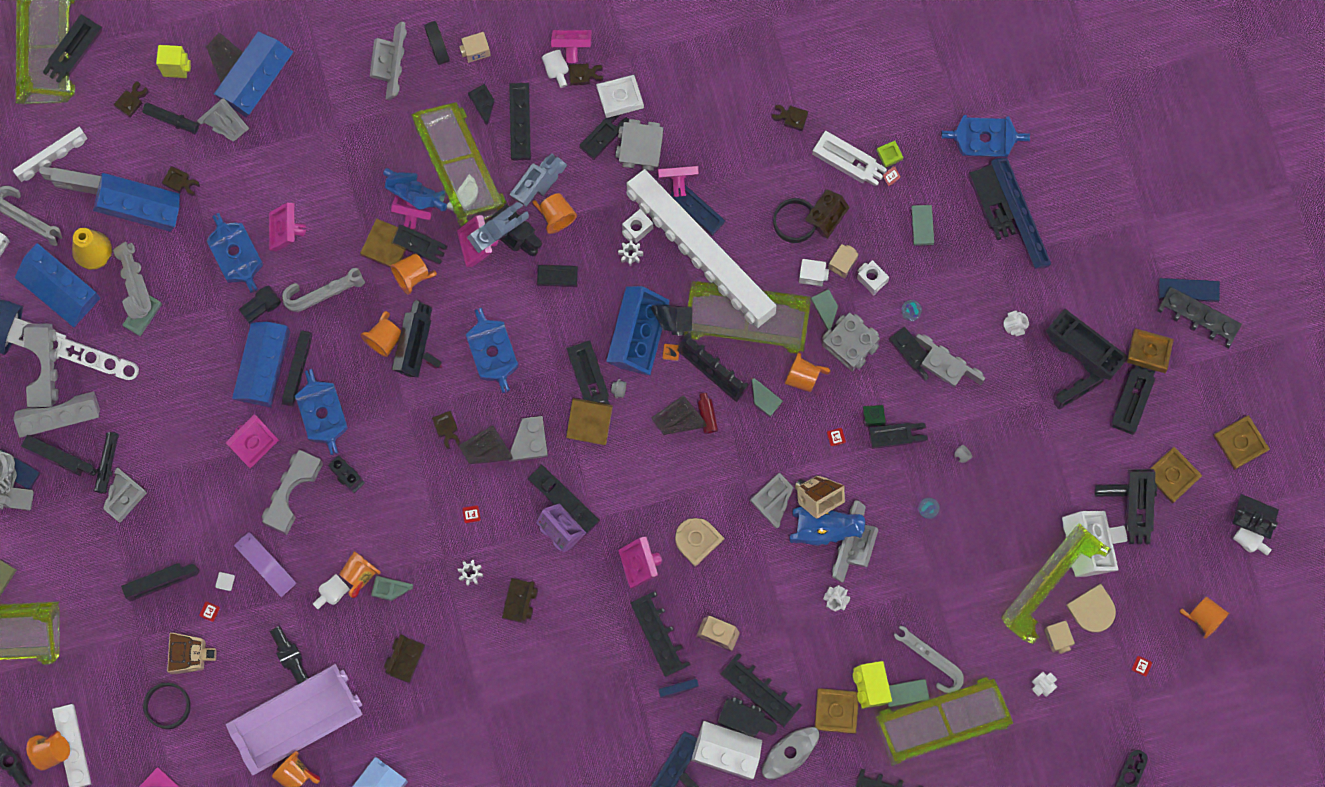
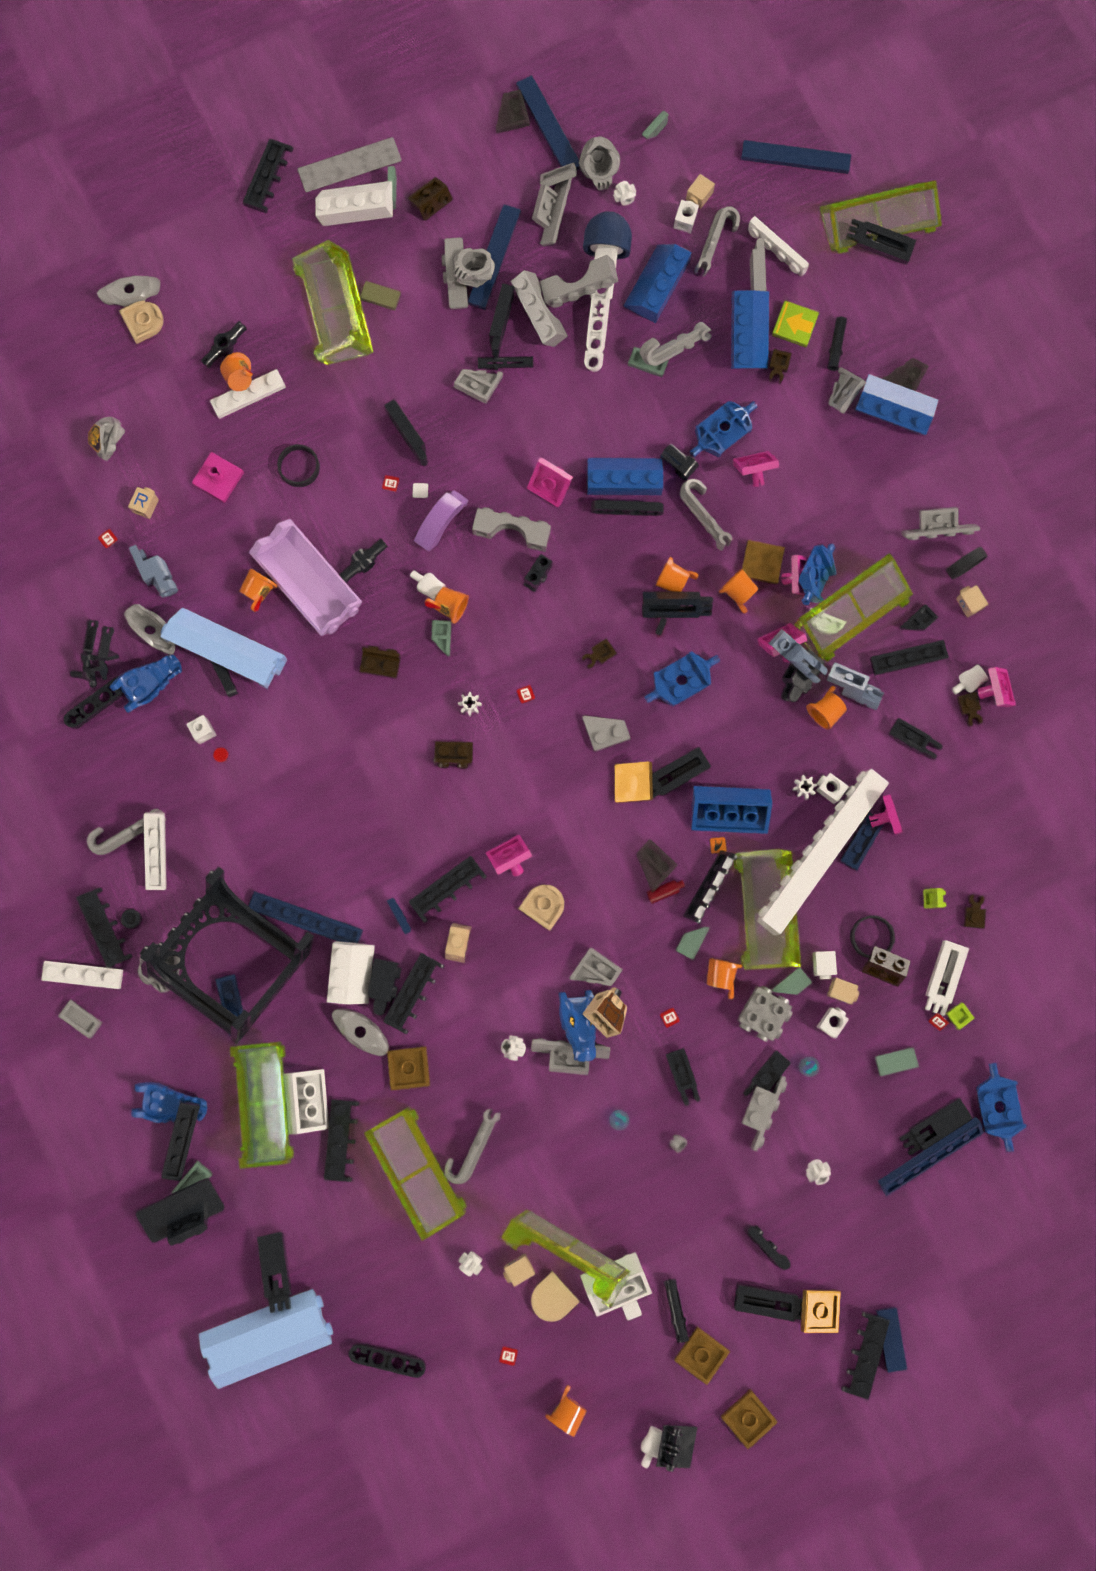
camera: 75 degrees right, 5 degrees up
(91, 248) = (699, 301): yellow cone -> none
(129, 102) = (844, 303): dark brown plate -> none
(138, 155) = (795, 324): none -> lime tile
(173, 61) = (890, 330): neon yellow brick -> none
(188, 654) = (347, 472): torso -> none
(316, 397) = (602, 528): blue plate -> none
(418, 243) = (768, 590): black hinge -> none
(485, 448) = (589, 692): clear smoke wing -> none
(543, 480) = (556, 774): black hinge -> none
(557, 275) = (767, 724): black tile -> none
(560, 527) = (527, 776): medium lavender slope -> none
(618, 388) = (671, 803): light grey plate -> none
(620, 96) = (956, 745): white tile -> none
(640, 144) = (912, 774): light grey brick -> none
(674, 318) = (748, 839): black slope -> none
(768, 152) = (934, 898): none -> lime tile
(872, 684) = (437, 1097): neon yellow brick -> none
(874, 415) = (697, 1050): dark green slope -> none
(908, 693) = (437, 1131): sand green tile -> none
(1086, 345) = (810, 1247): black slope -> none
(1140, 496) = (673, 1326): black hinge -> none

